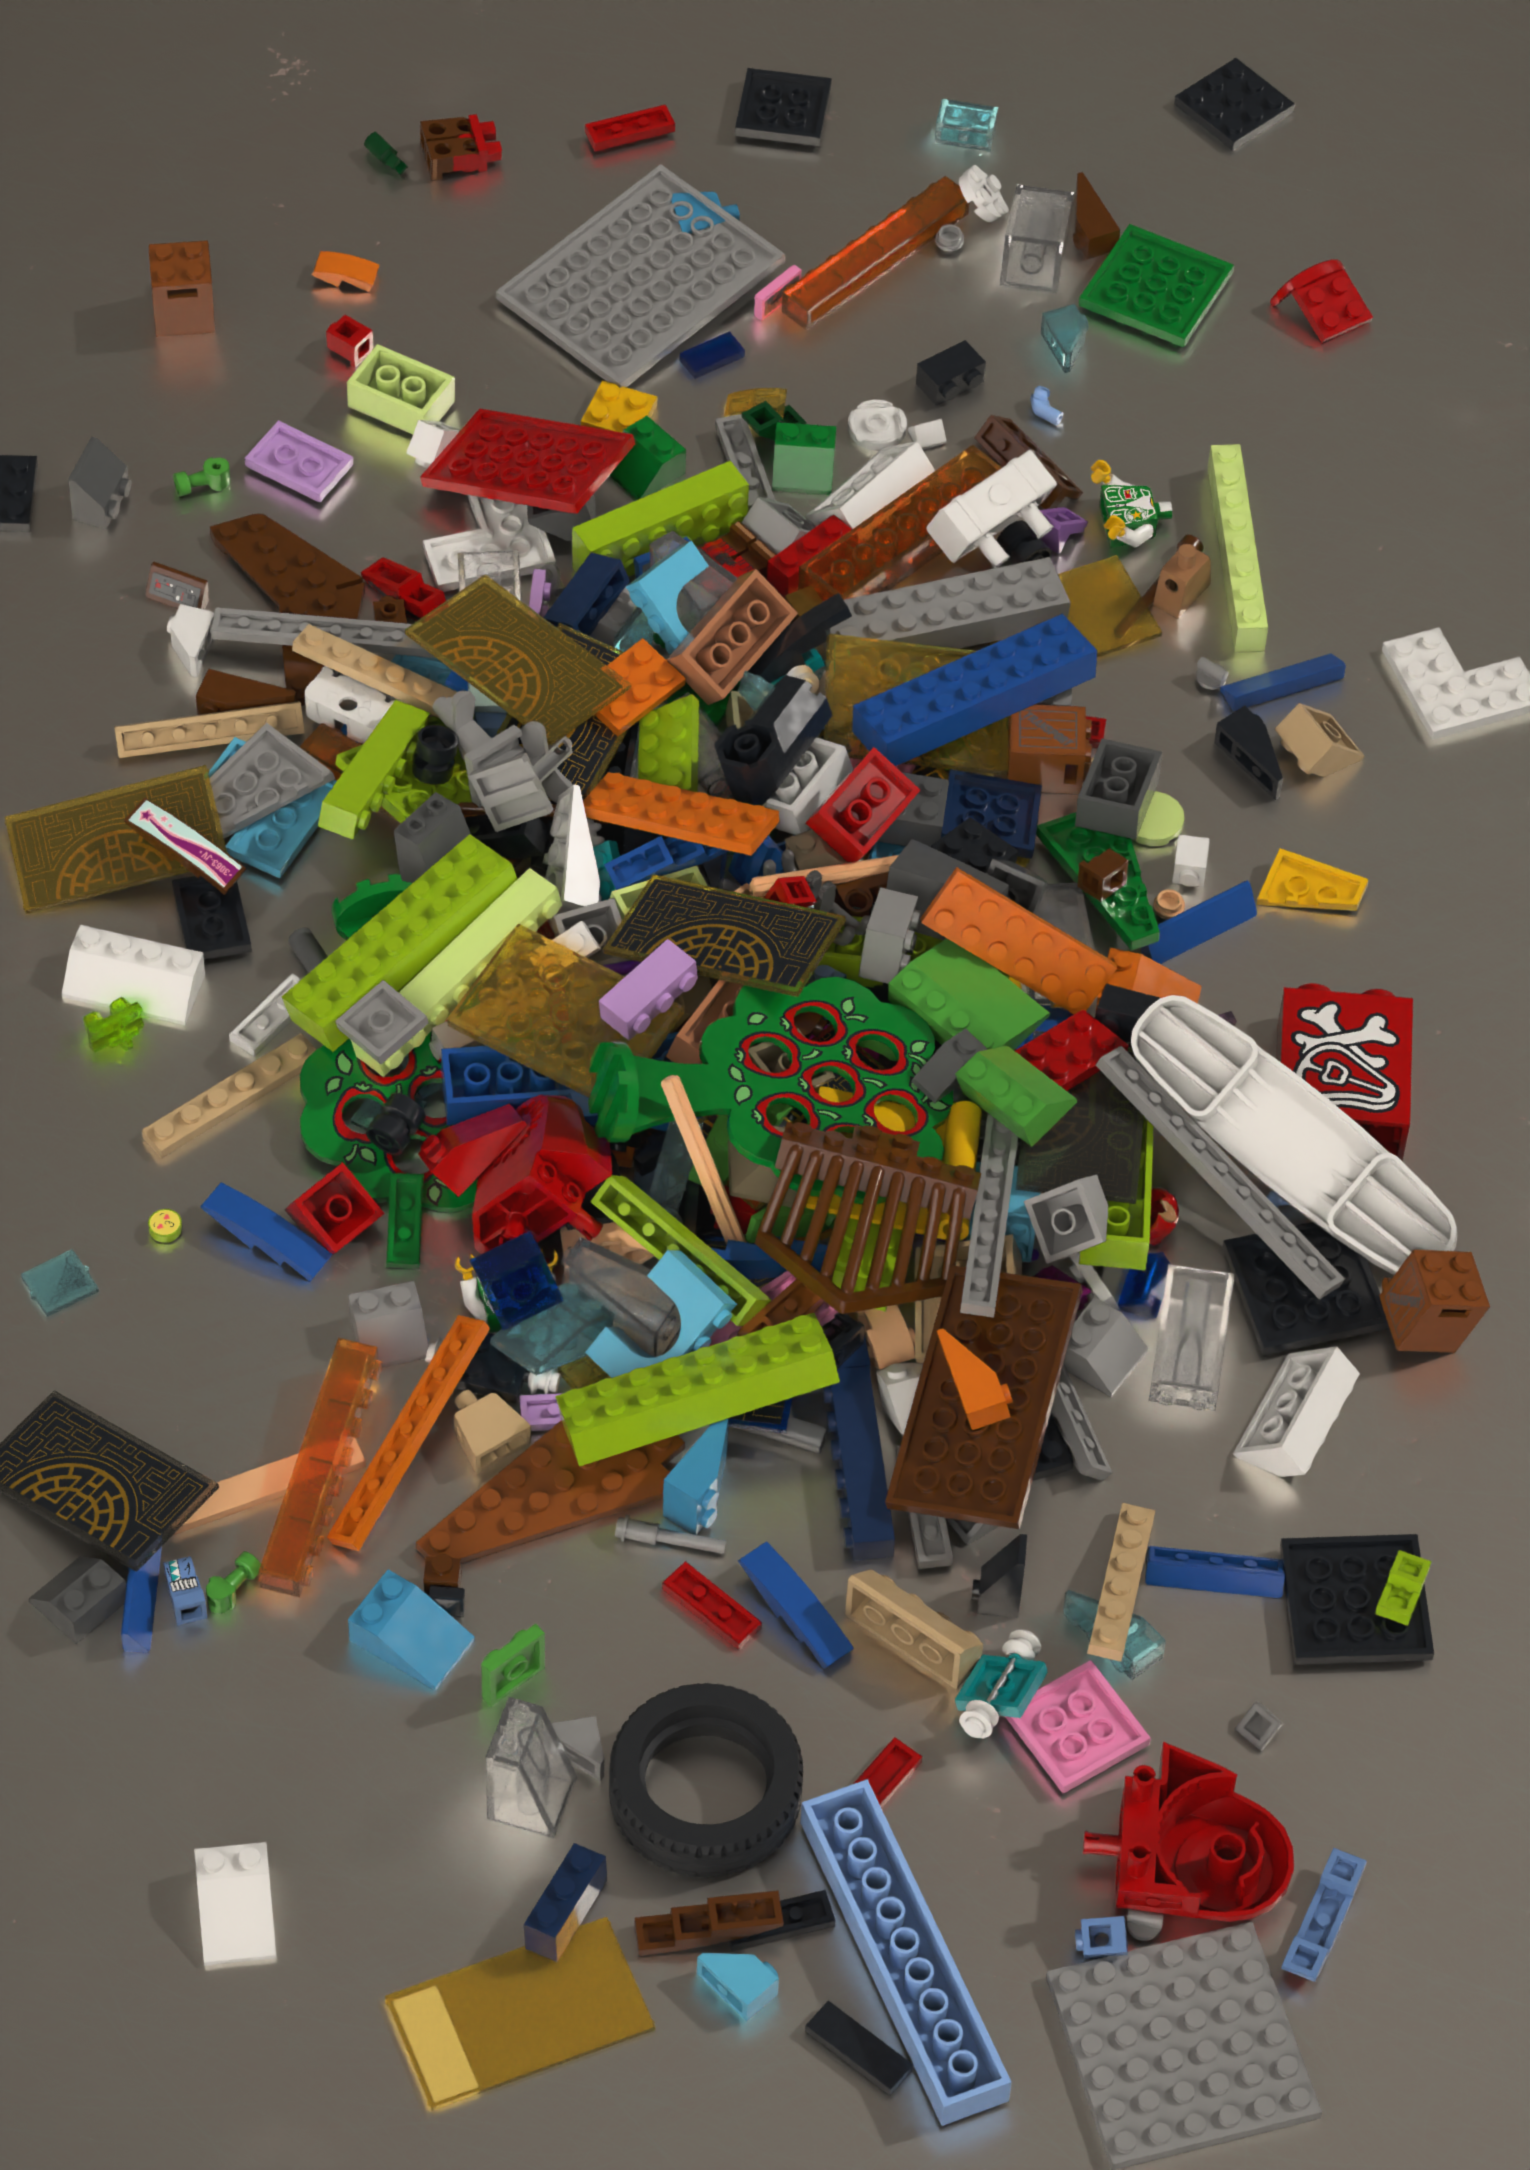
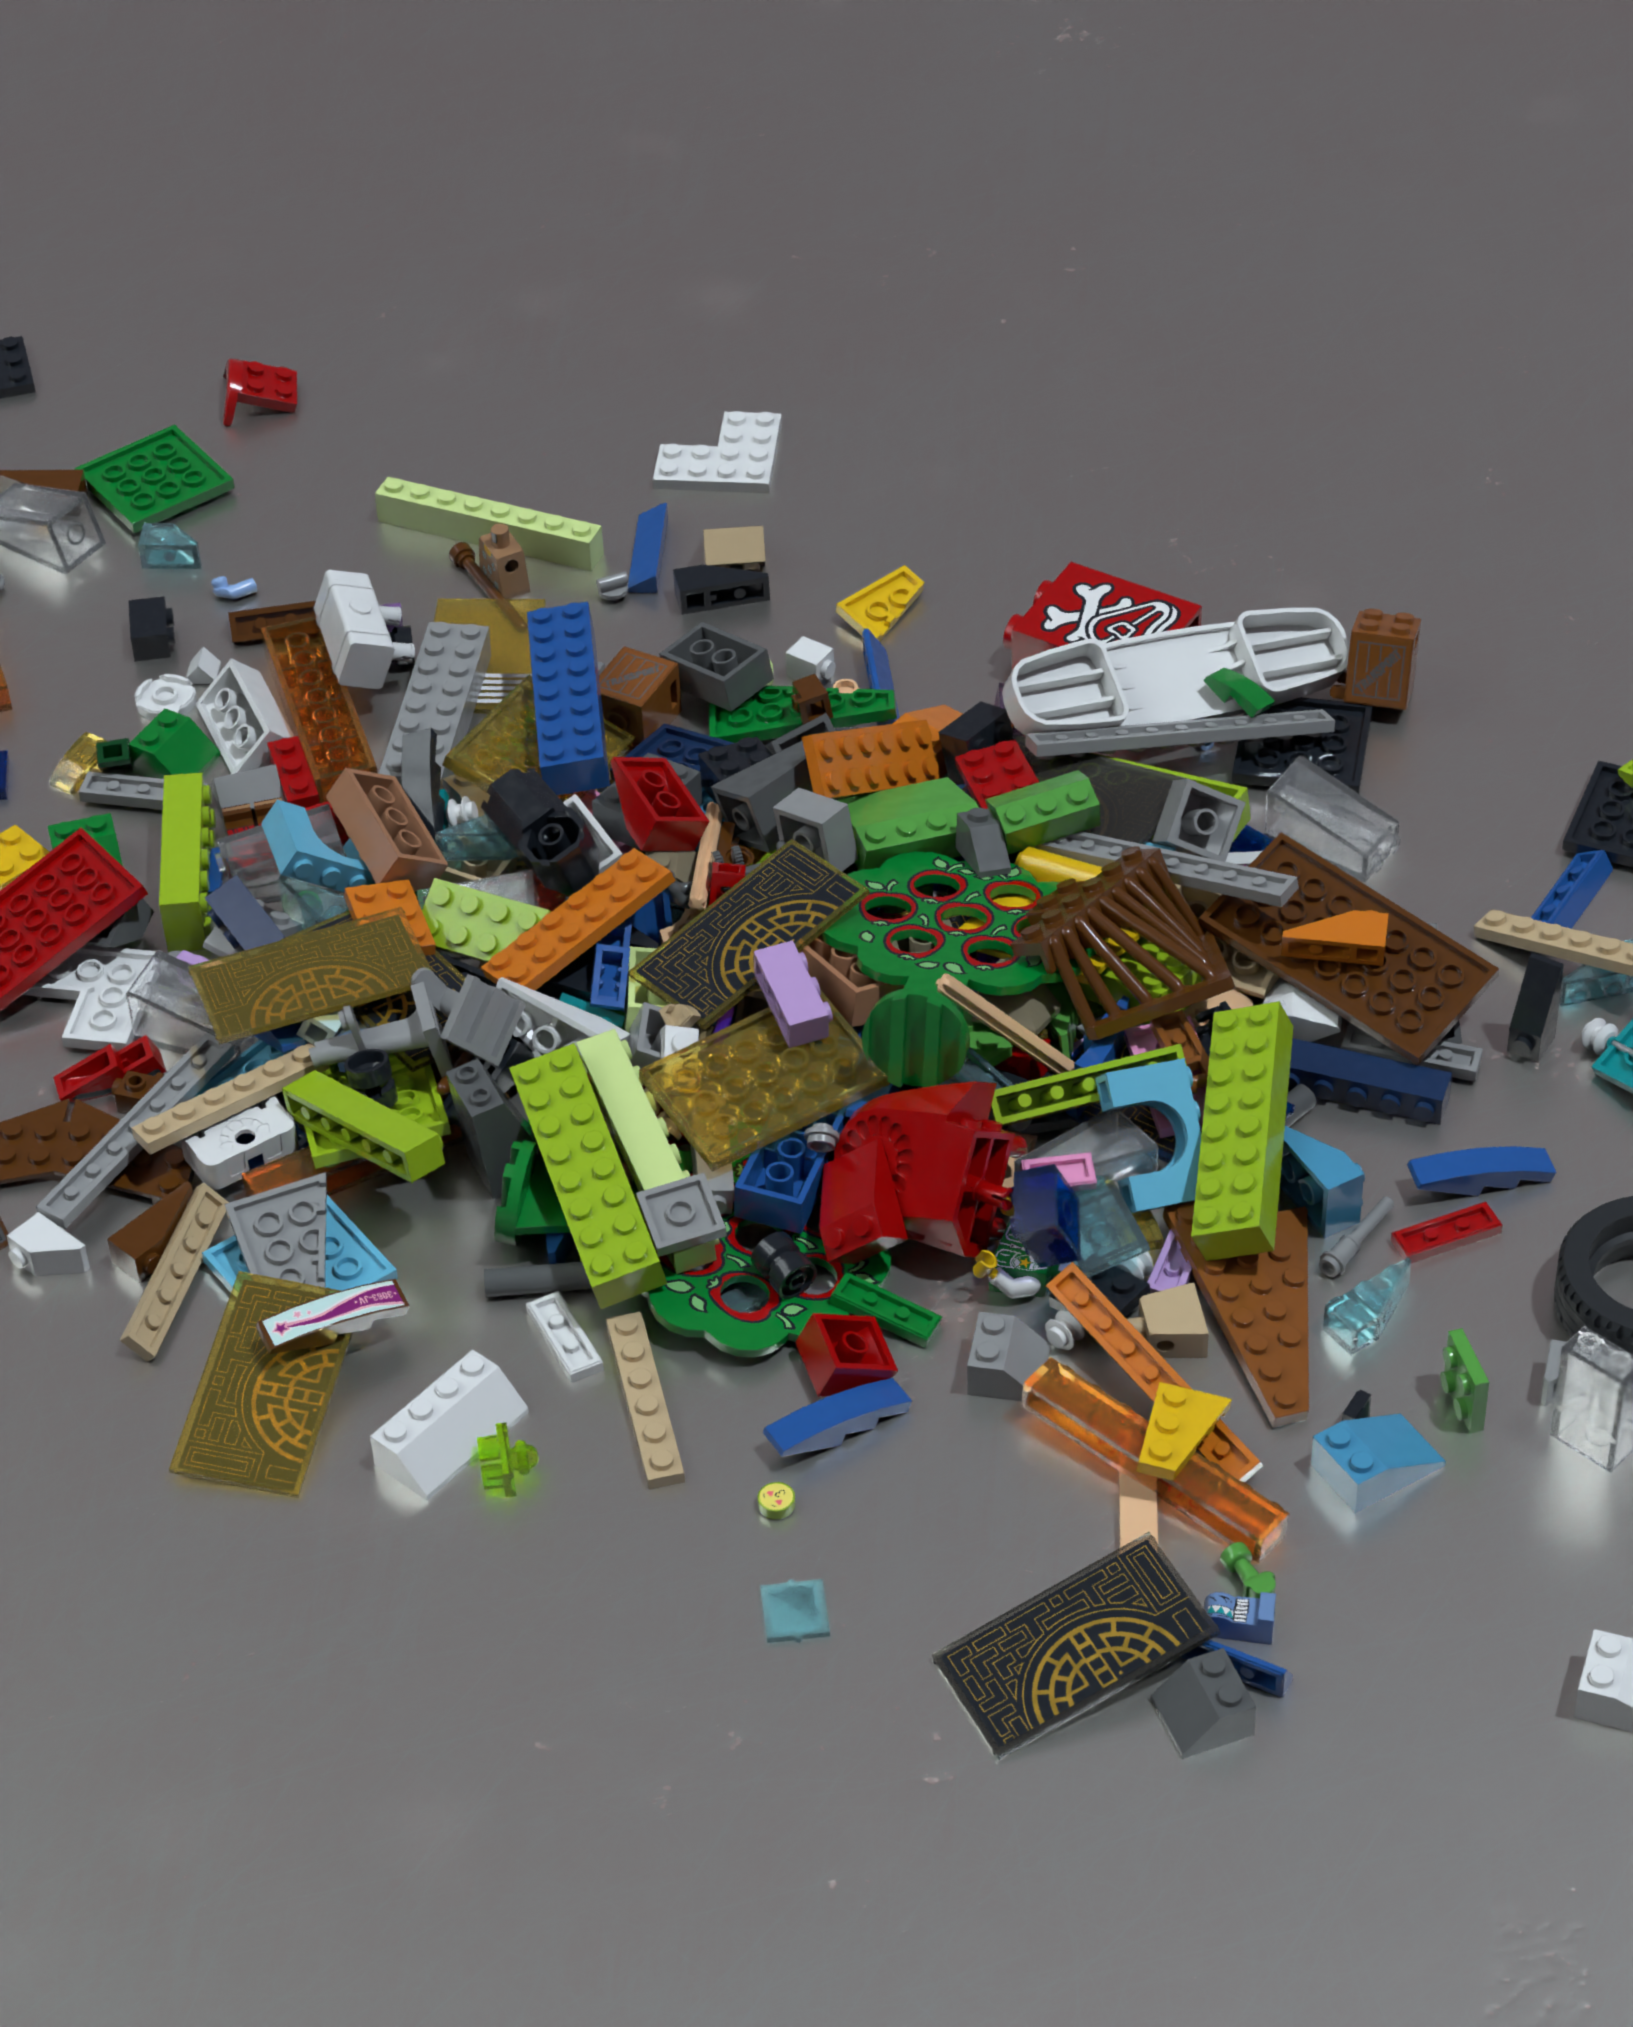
camera: 60 degrees left, 10 degrees down
(210, 919) = (413, 1344): black plate -> none
(343, 1463) = (1177, 1427): none -> yellow wing
(442, 1571) = (1327, 1405): reddish brown brick -> none
(520, 1085) = (821, 1137): none -> light grey plate
(575, 1272) = (1075, 1168): none -> bright pink tile
(576, 1571) = (1365, 1311): none -> clear light blue slope
(606, 929) = (679, 1015): none -> tan tile
(912, 1627) = (1548, 1098): tan slope -> none
(1127, 509) = (397, 573): torso -> none
(1298, 1411) = (1433, 790): white slope -> none
(1307, 1197) = (1233, 685): none -> green slope

